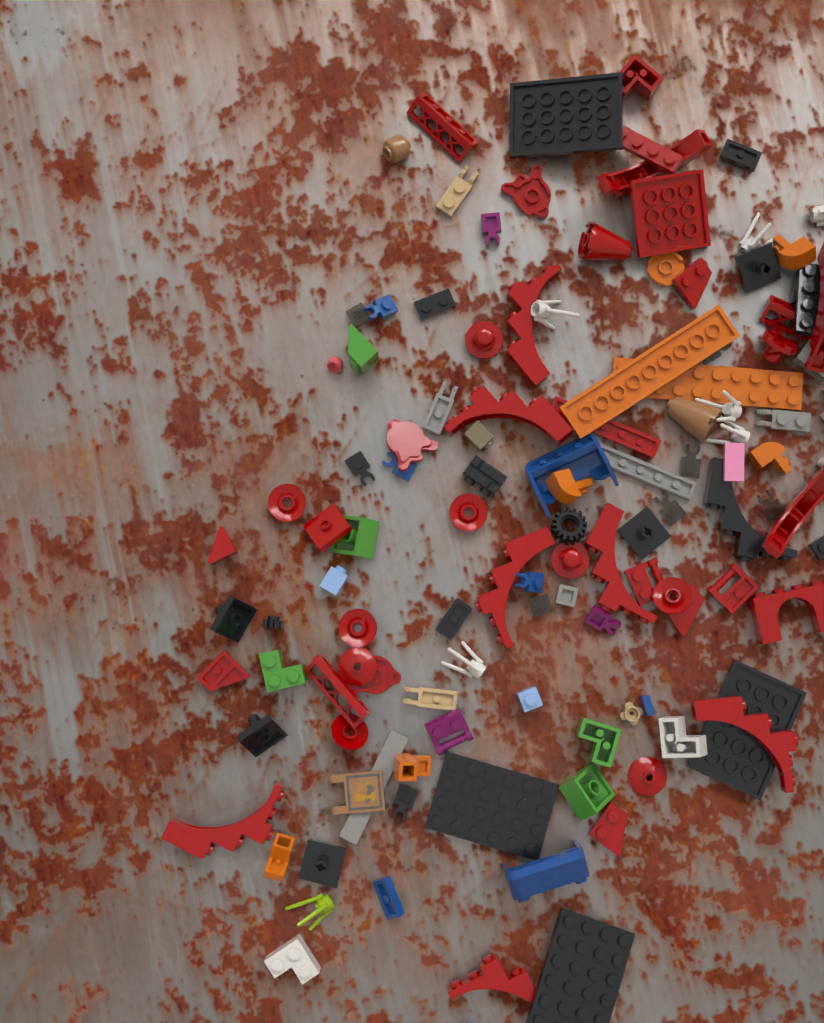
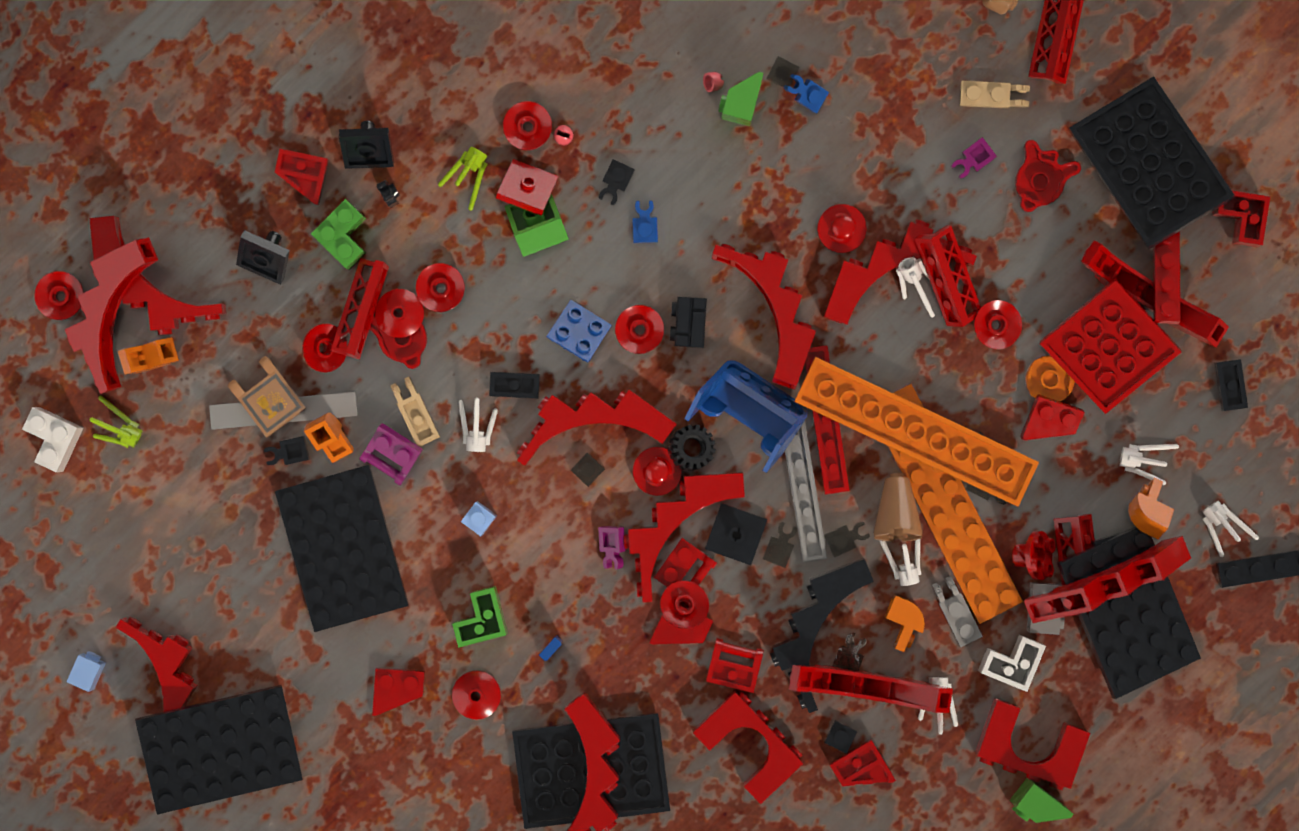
camera: 60 degrees right, 5 degrees up
(195, 902) = (47, 292): none -> red dish
(222, 547) = (436, 86): red slope -> none
(241, 884) = (100, 304): none -> red arch
(287, 553) = (472, 160): none -> lime plant
(311, 486) = (563, 140): none -> coral hinge
(322, 863) = (170, 406): black tile -> none
(334, 580) = (476, 230): light blue brick -> none
(388, 897) = (178, 497): blue plate -> none
(407, 442) = (675, 215): tile -> none
(434, 304) = (848, 149): black plate -> none
(439, 410) = (733, 228): light grey hinge -> none
(444, 553) = (579, 331): none -> blue hinge
(479, 436) = (730, 290): dark tan brick -> none
(530, 581) = (605, 443): blue plate -> none
(547, 873) = (306, 646): blue windscreen -> none
(561, 292) = (944, 280): none -> red fence
(564, 487) = (729, 417): orange brick -> none
(566, 595) = (615, 491): light grey plate -> none
(587, 791) = (419, 639): bright green slope -> none
(603, 244) = (1030, 294): red cone -> none
(613, 271) = (1009, 324): none -> red dish
(637, 711) = (527, 642): tan plate -> none
(676, 742) = (530, 701): white brick -> none
(731, 410) = (931, 547): white plant -> none
(733, 462) = (871, 583): bright pink tile -> none
(757, 266) = (1112, 480): black tile -> none

